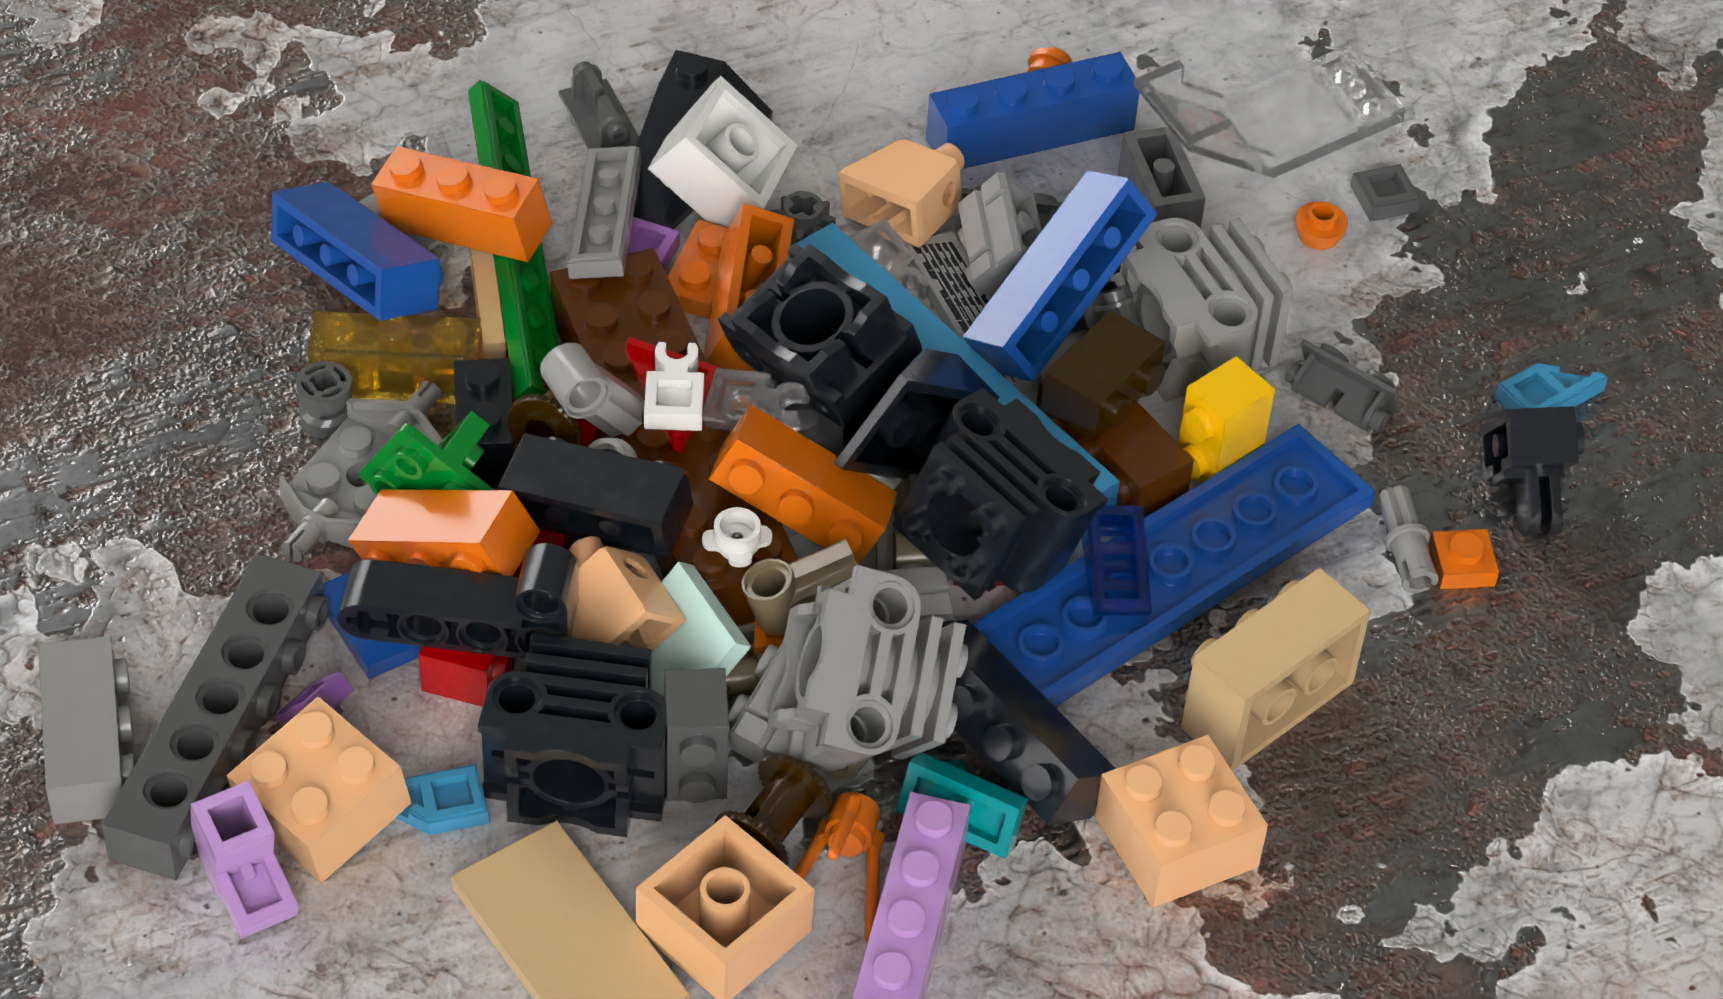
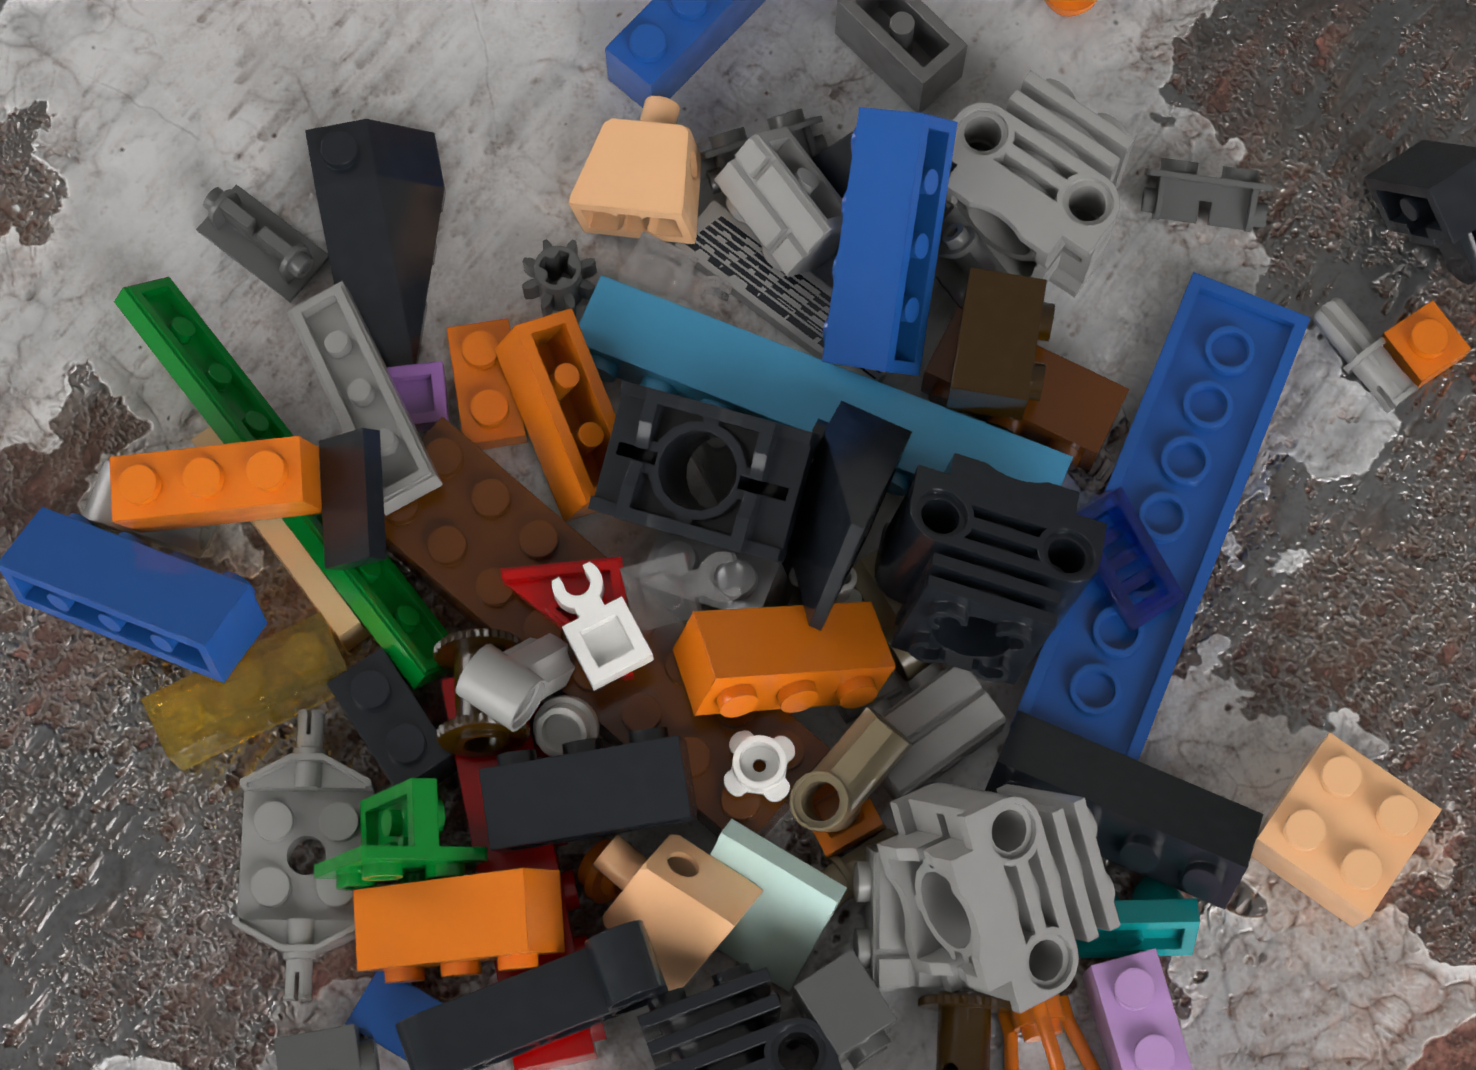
camera: 25 degrees left, 25 degrees up
(322, 396) = (216, 795): dark grey wheel -> none
(551, 251) = (352, 499): none -> black tile
(723, 155) = (441, 250): white slope -> none
(1224, 417) = (1135, 325): yellow brick -> none
(1275, 667) = (1342, 607): tan brick -> none
(1547, 387) = (1394, 88): dark azure tile -> none

